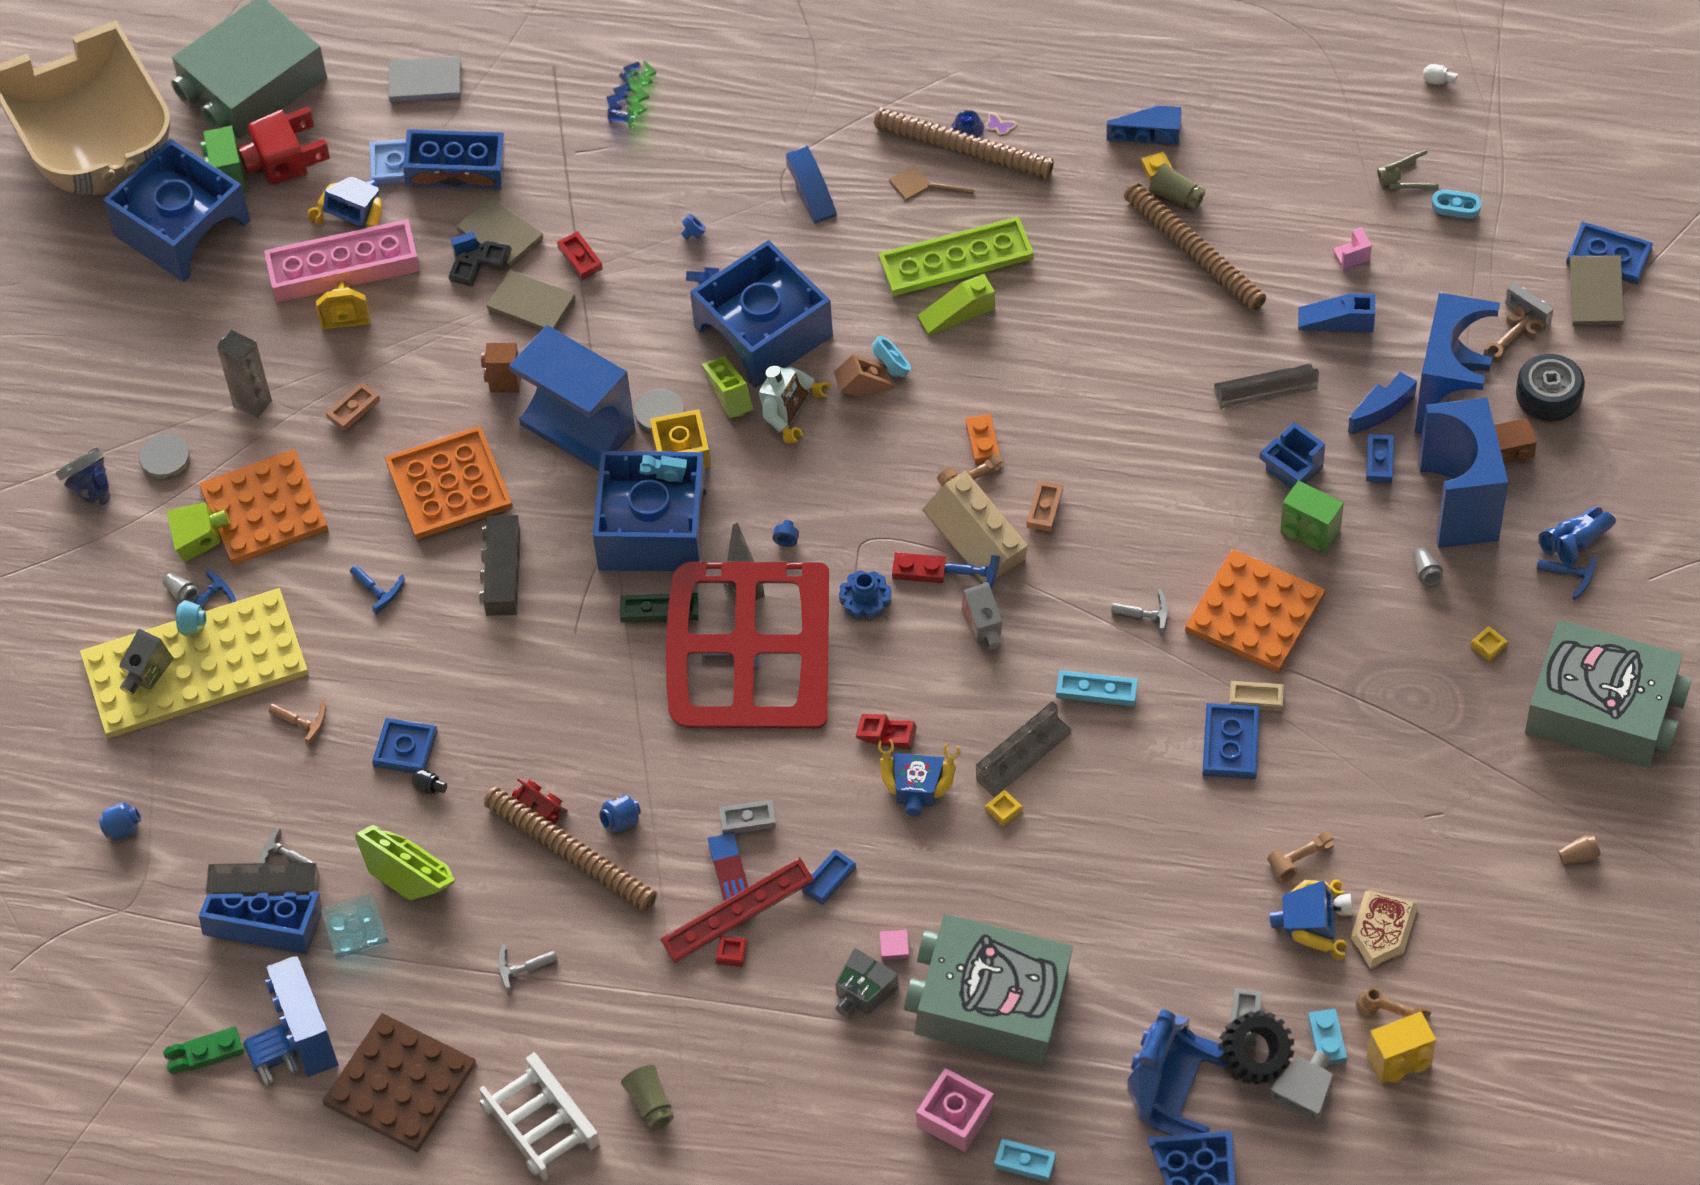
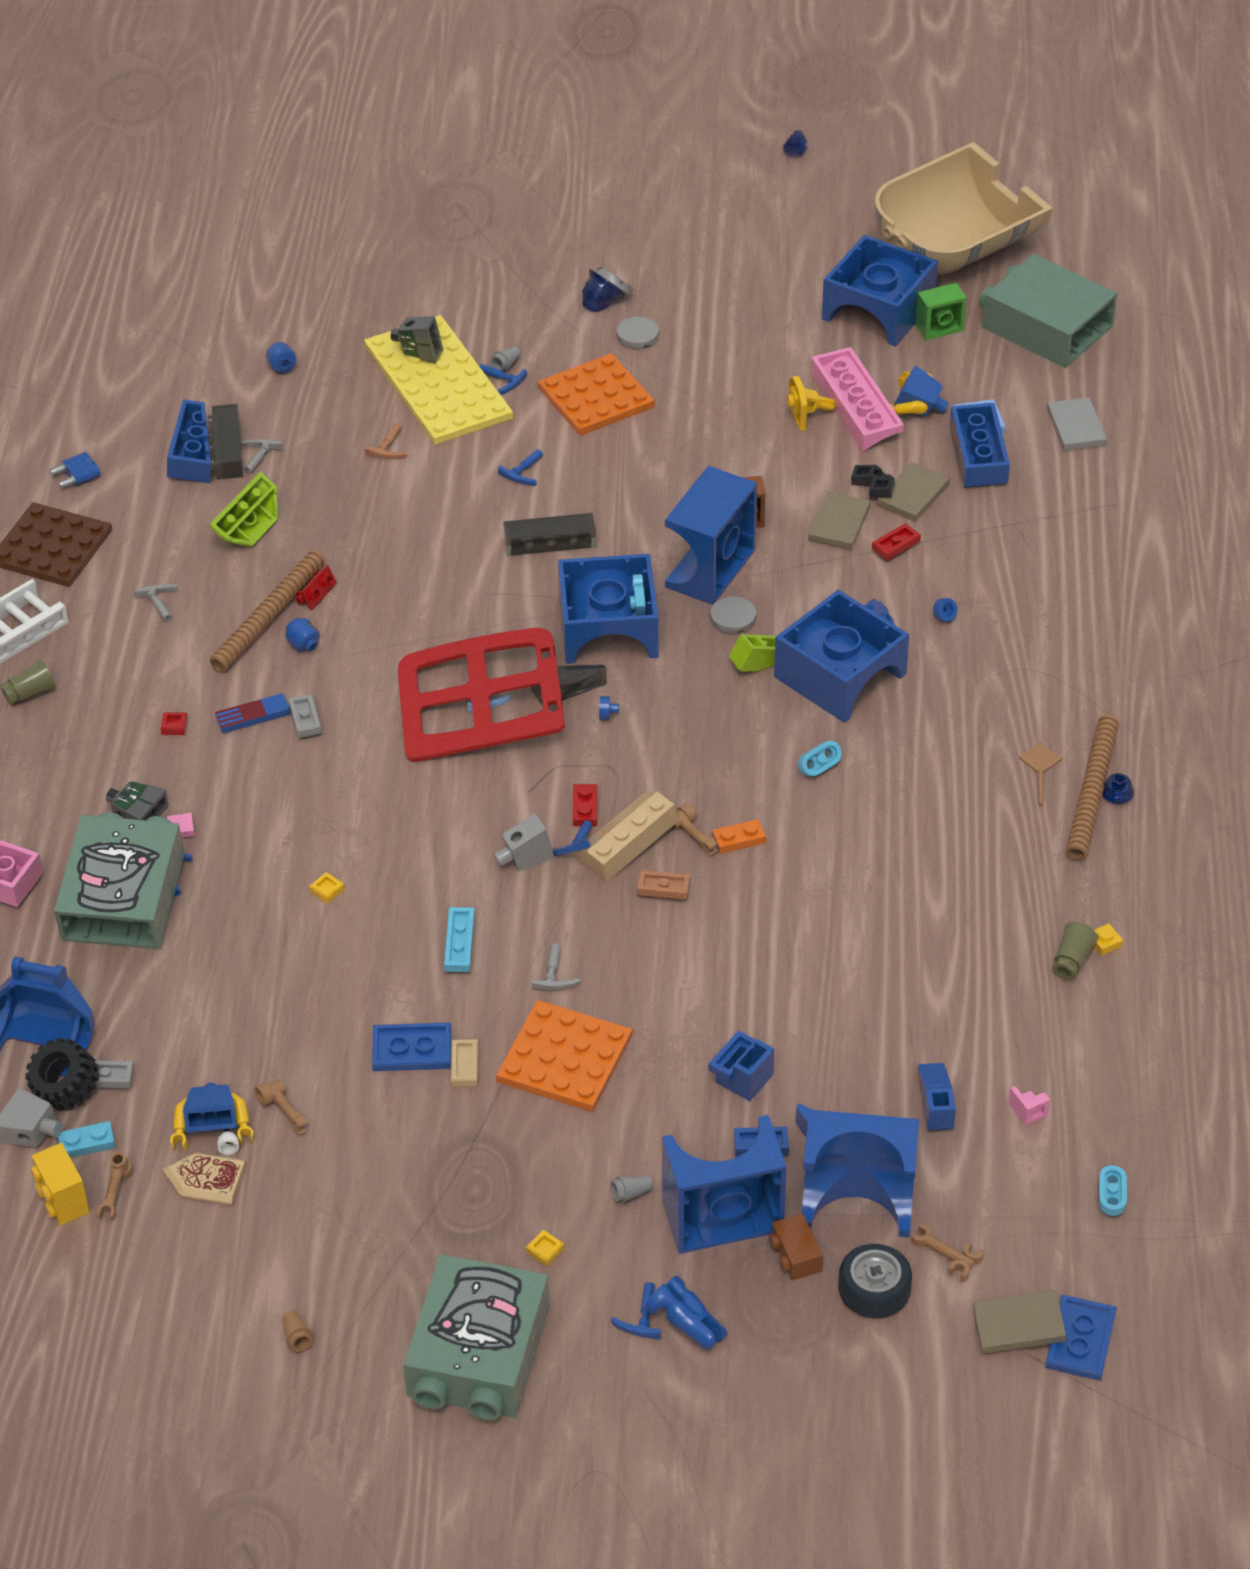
camera: 80 degrees right, 10 degrees down
(189, 618) = (466, 357): medium azure cone -> none
(195, 529) = (559, 353): lime torso -> none
(204, 1050) = (80, 435): green hinge -> none
(244, 373) = (702, 341): clear smoke brick -> none
(276, 148) = (961, 344): red piece -> none
(300, 1016) = (103, 475): wedge -> none
(353, 406) = (703, 427): nougat plate -> none
(354, 925) = (191, 497): clear light blue plate -> none
(404, 745) = (366, 505): blue tile -> none
(428, 782) = (330, 521): black cylinder -> none
(448, 482) = (630, 492): orange plate -> none
(464, 243) = (889, 465): blue tile -> none
(635, 107) = (1104, 554): piece -> none
(651, 608) = (517, 620): dark green plate -> none
(680, 434) = (691, 624): yellow brick -> none
(737, 910) = (210, 718): red tile -> none
(783, 397) = (754, 685): torso -> none
(810, 184) = (1013, 682): blue slope -> none
(829, 876) = (249, 777): blue tile -> none
(862, 377) = (790, 740): nougat slope -> none
(865, 594) = (547, 768): blue plant -> none
(878, 727) = (403, 799): red slope -> none
(917, 778) = (349, 816): torso -> none
(955, 256) = (952, 795): lime plate -> none
(959, 305) = (893, 803): lime slope -> none
(995, 123) = (1129, 817): medium lavender sticker -> none
(1021, 750) = (382, 889): clear smoke fence -> none
(1150, 125) = (1154, 927): blue slope -> none
(1195, 246) = (1002, 974): medium nougat piece -> none
(1266, 386) = (839, 1044): clear smoke panel -> none
(1311, 517) = (667, 1079): bright green brick -> none
(1390, 174) = (1139, 1130): olive plant -> none
(1531, 304) = (981, 1265): light grey plate -> none

